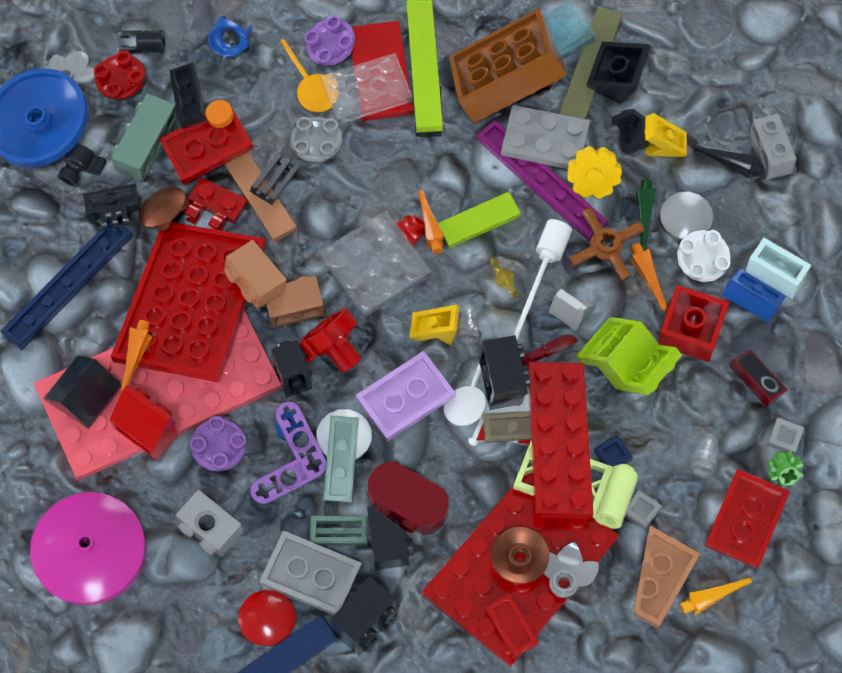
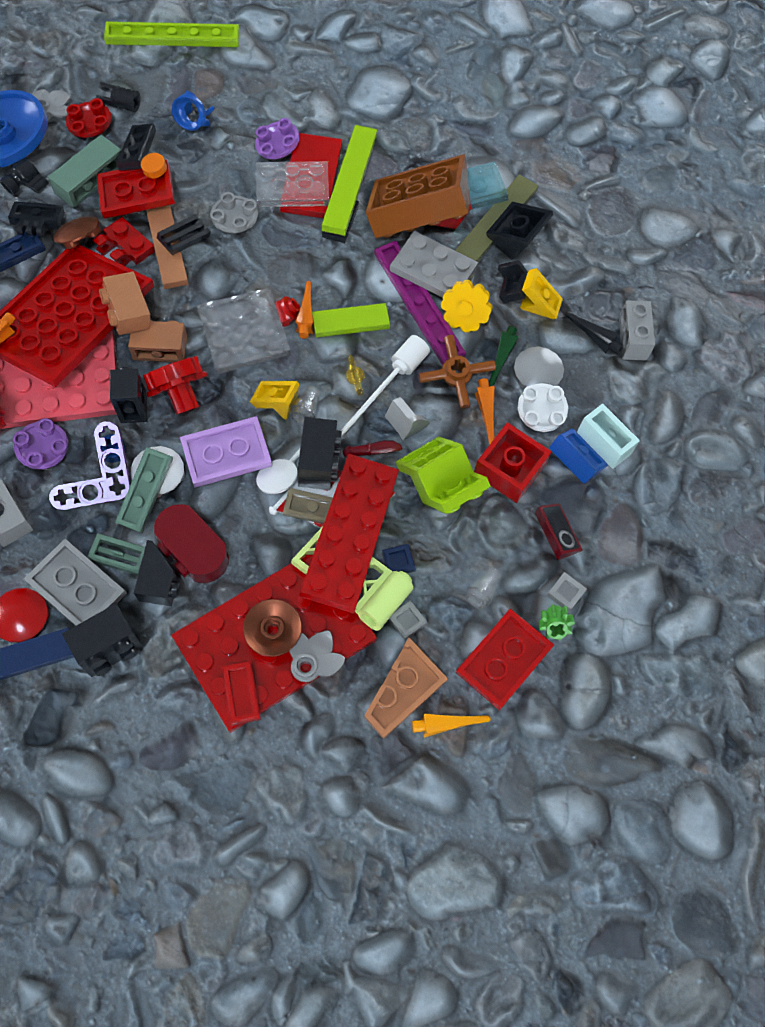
camera: 10 degrees right, 0 degrees up
(310, 91) = (244, 175): light orange piece -> none

